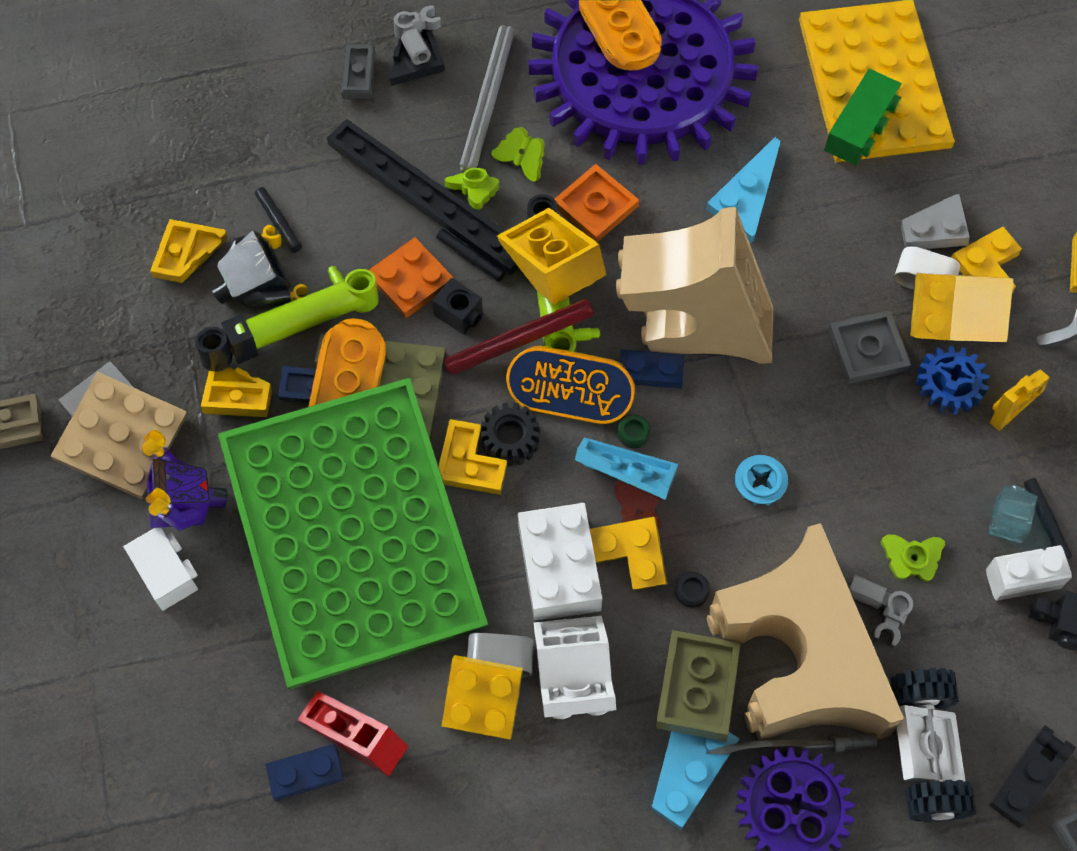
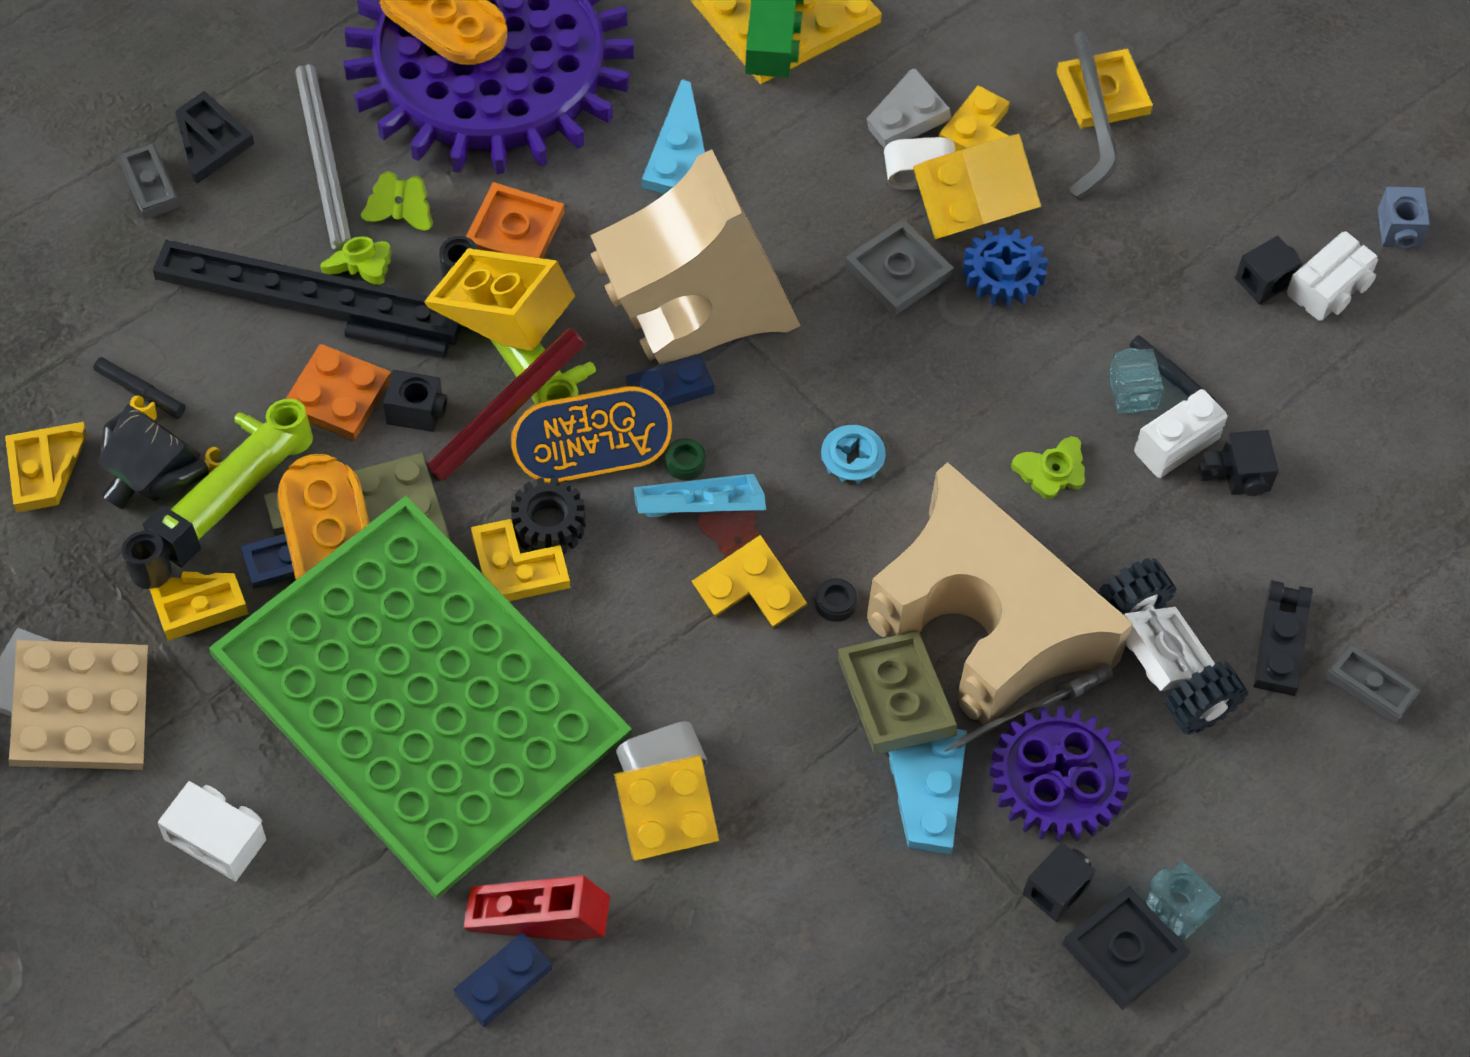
camera: 30 degrees left, 5 degrees down
(177, 490) = (189, 735): torso -> none
(408, 29) = (189, 108): light grey bar -> none
(559, 562) = (677, 629): white brick -> none
(574, 667) = (753, 730): white bracket -> none
(895, 606) = (1060, 525): light grey bar -> none
(1018, 398) = (1082, 259): yellow wing -> none

